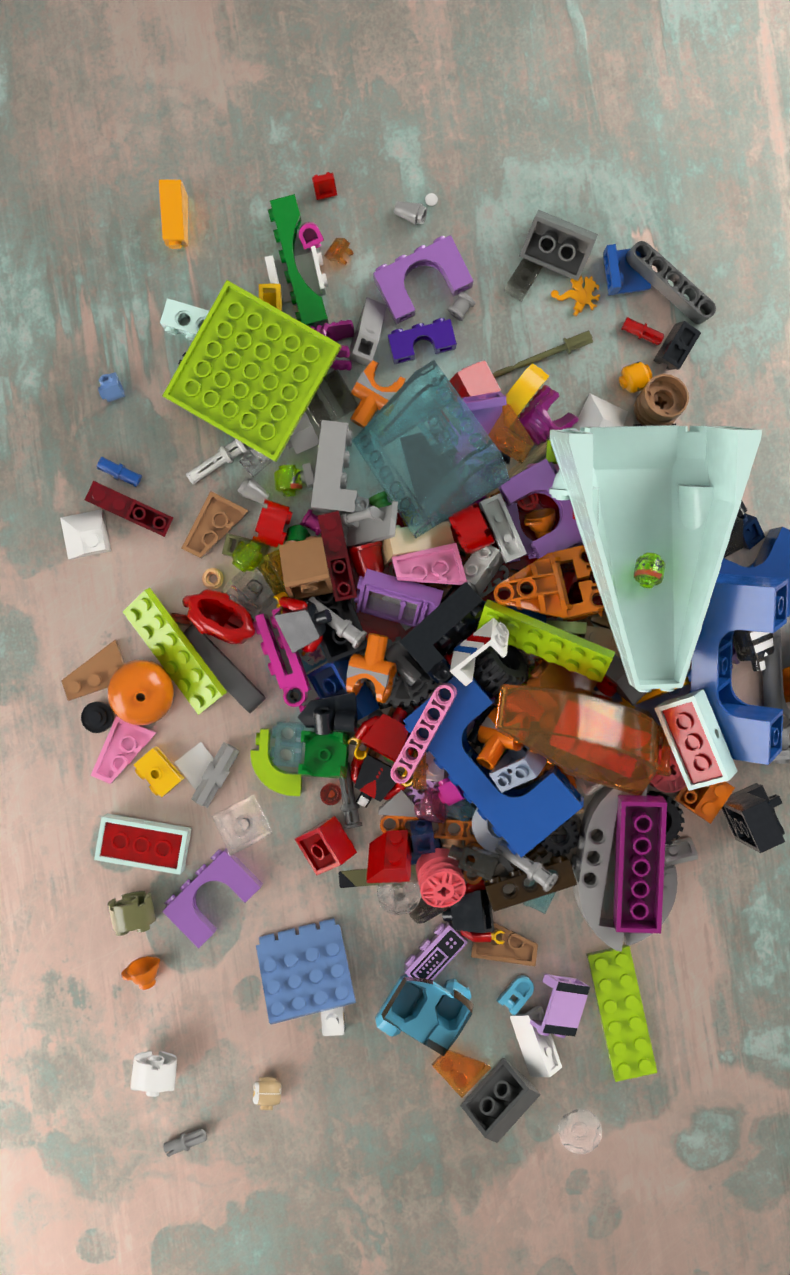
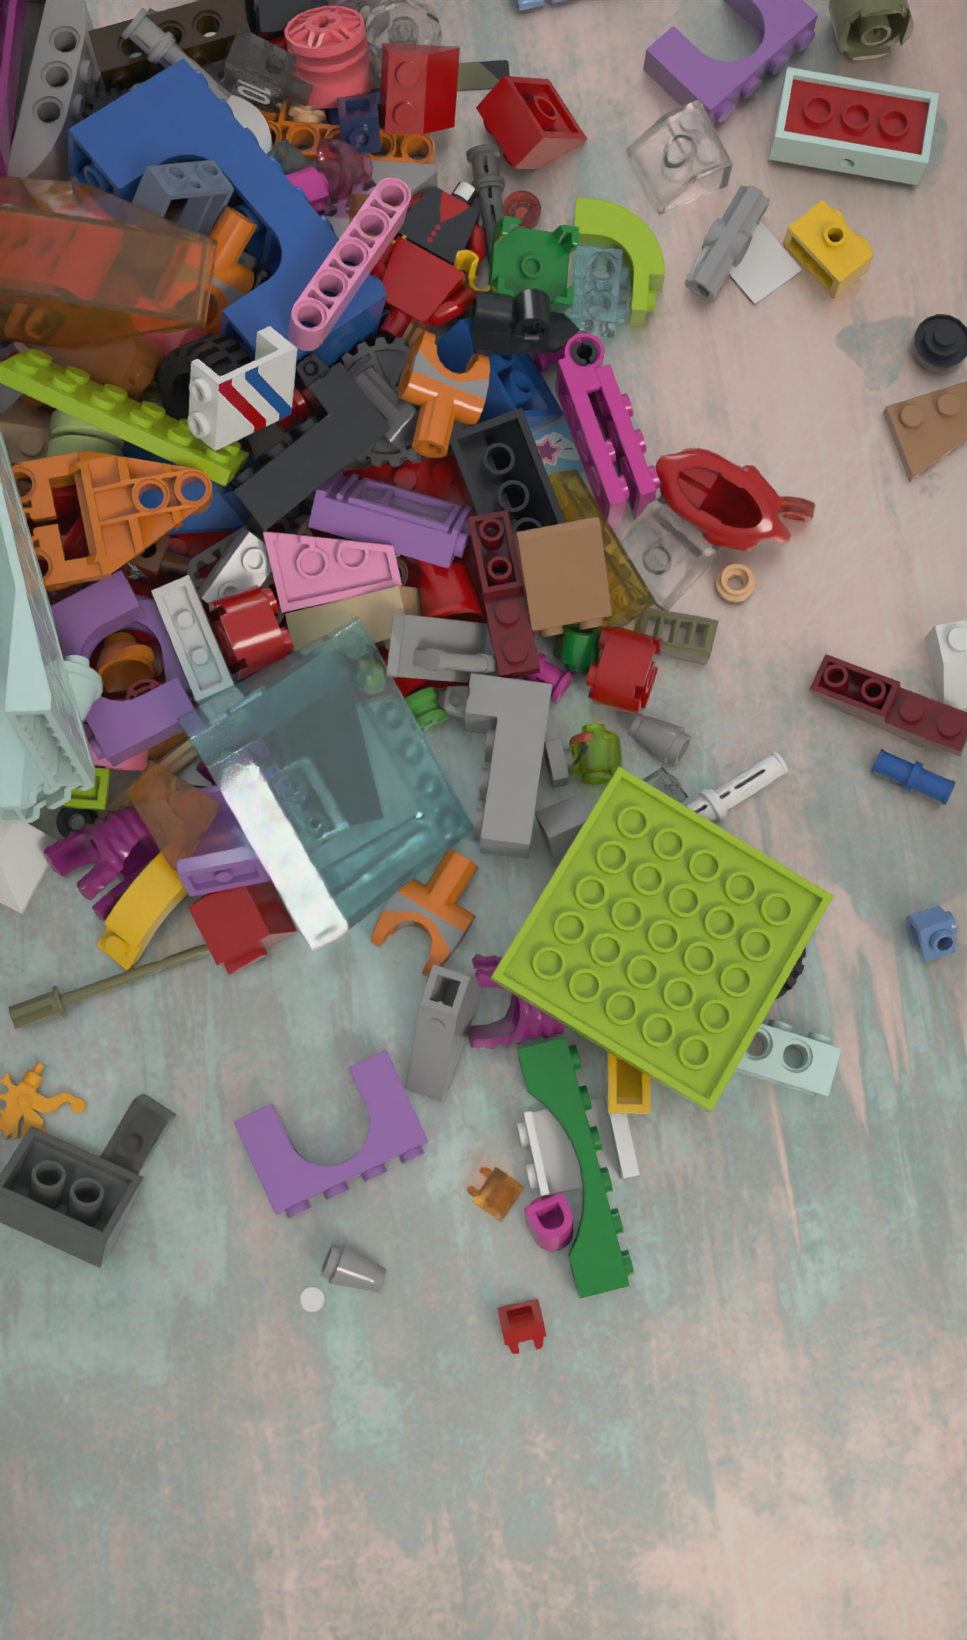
camera: 175 degrees right, 10 degrees down
(120, 748) = (895, 294): bright pink wing -> none
(144, 678) = (863, 379): orange cylinder -> none
(174, 213) = (817, 1264): light orange slope -> none
(174, 651) = (804, 449): lime plate -> none
(212, 524) = (735, 681): medium nougat wing -> none
(225, 671) = (714, 417): dark grey beam -> none
(247, 556) = (671, 610): clear neon green head -> none
(301, 623) = (572, 473): torso -> none
(332, 399) = (506, 901): clear smoke slope -> none
(343, 627) = (491, 464): light grey pin -> none
(438, 333) = (374, 1010): dark purple arch -> none
(461, 306) = (259, 1080): light grey bush -> none

